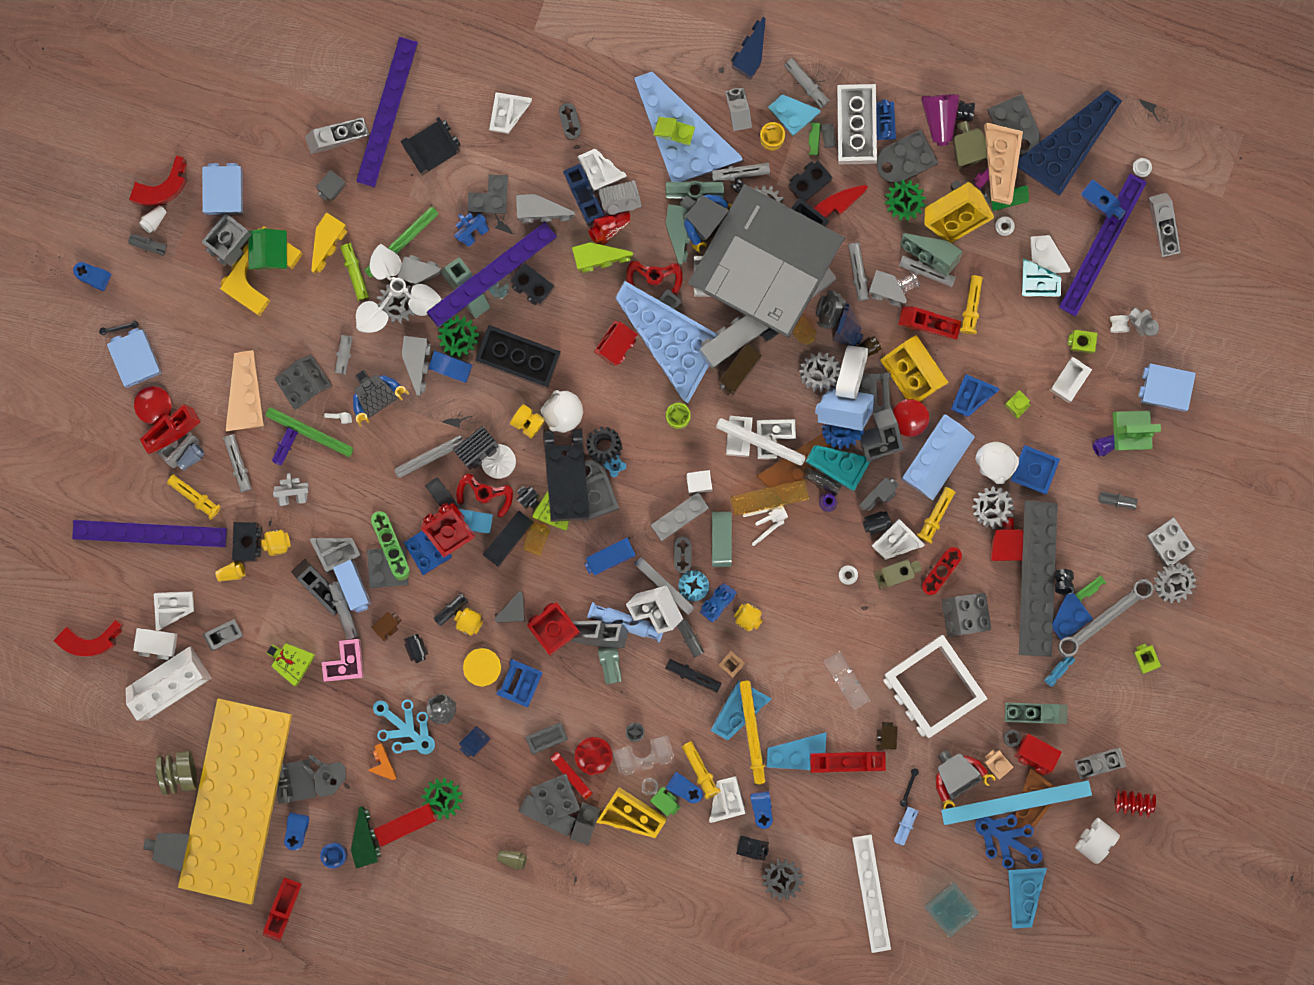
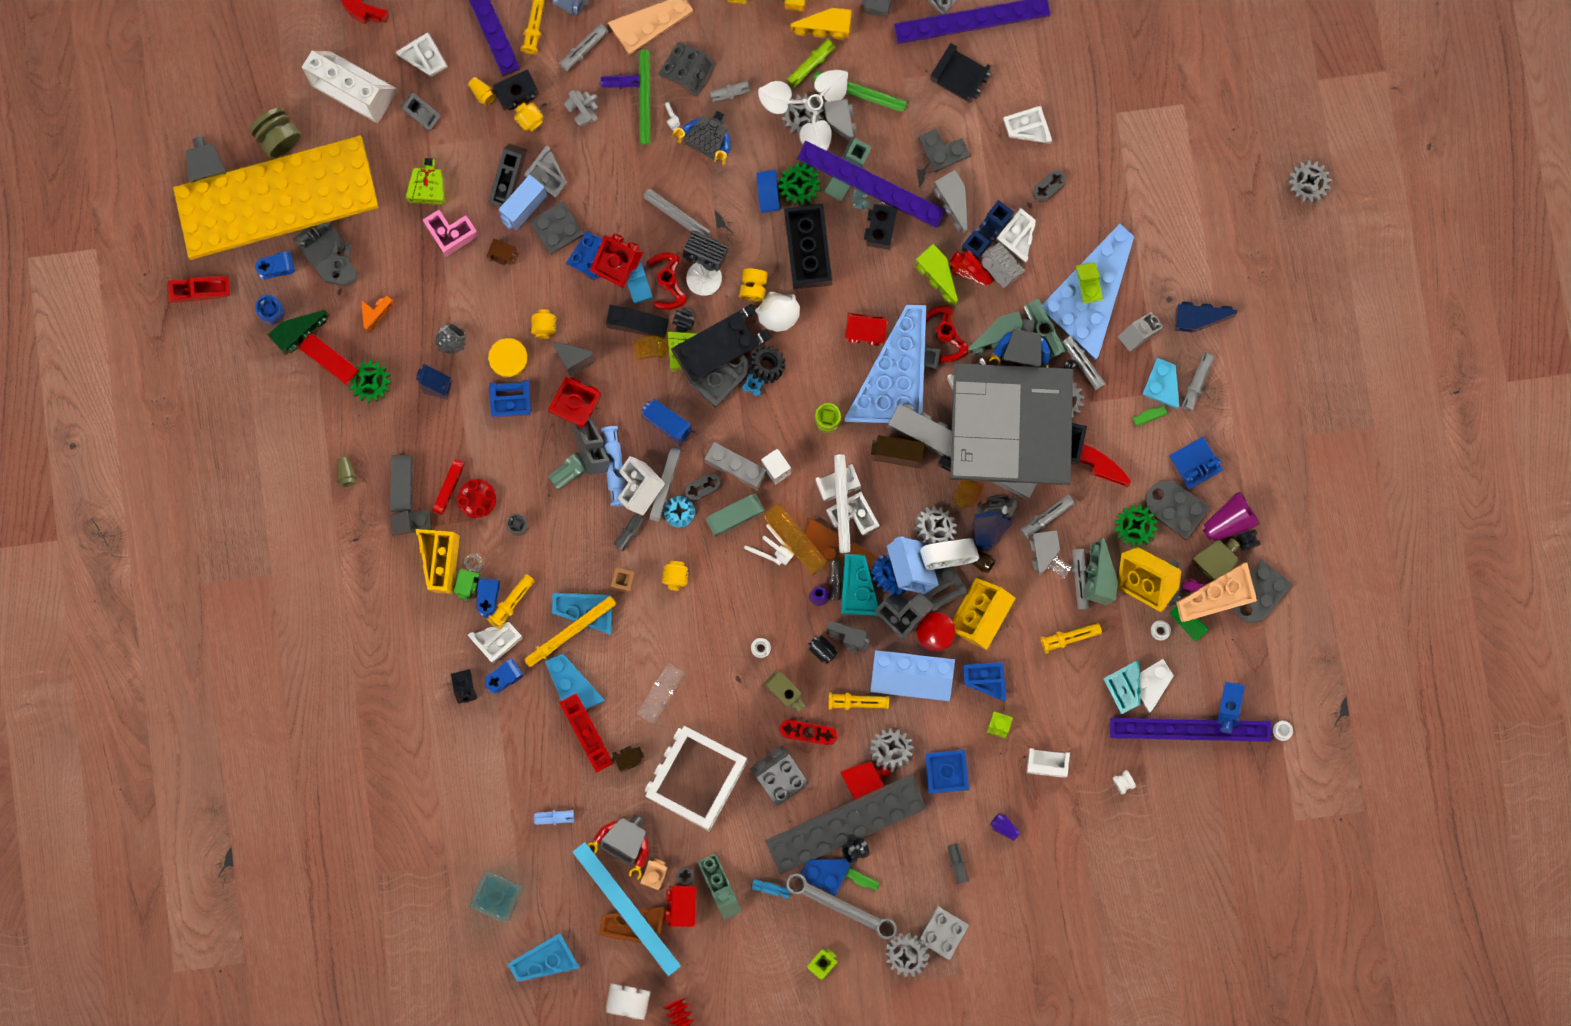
camera: 65 degrees right, 5 degrees down
(155, 643) = (384, 56): white brick -> none
(343, 610) = (493, 210): light grey pin -> none
(389, 546) = (578, 220): bright green beam -> none
(406, 729) = (417, 318): medium azure plant -> none
(414, 357) = (759, 155): light grey slope -> none
(416, 648) = (494, 289): black brick -> none
(439, 492) = (647, 239): black tyre -> none
(450, 609) = (546, 303): black axle -> none
(477, 223) = (895, 143): blue hips -> none
(546, 738) = (471, 447): dark grey plate -> none
(555, 799) = (419, 481): dark grey hinge -> none
(627, 761) = (487, 530): clear arch -> none
(688, 673) = (595, 548): black pin -> none
(722, 596) = (666, 537): blue hinge -> none
(772, 136) = (1131, 374): yellow wheel -> none
(791, 877) = (440, 734): dark grey gear -> none
(813, 185) = (1105, 435): black brick -> none
(828, 135) = (1159, 426): dark grey pin -> none
(857, 124) = (1183, 445): white brick -> none
(871, 893) = (475, 816): white plate -> none
(896, 540) = (815, 676): white wing -> none
(914, 772) = (608, 801): black hinge -> none
(929, 322) = (1034, 605): red slope -> none
(997, 461) = (935, 730): white helmet -> none
(1007, 838) = (588, 916): blue plant -> none
(1062, 152) = (1257, 648): dark blue wing -> none
(1090, 337) = (1086, 764): lime brick -> none
(1100, 763) = (702, 968): light grey slope -> none
(1133, 430) = (1030, 845): bright green bracket -> none
(1144, 322) = (1136, 803): light grey hips -> none
(1164, 224) = (1239, 778): light grey slope -> none
(1167, 387) = (1087, 856): light blue brick -> none

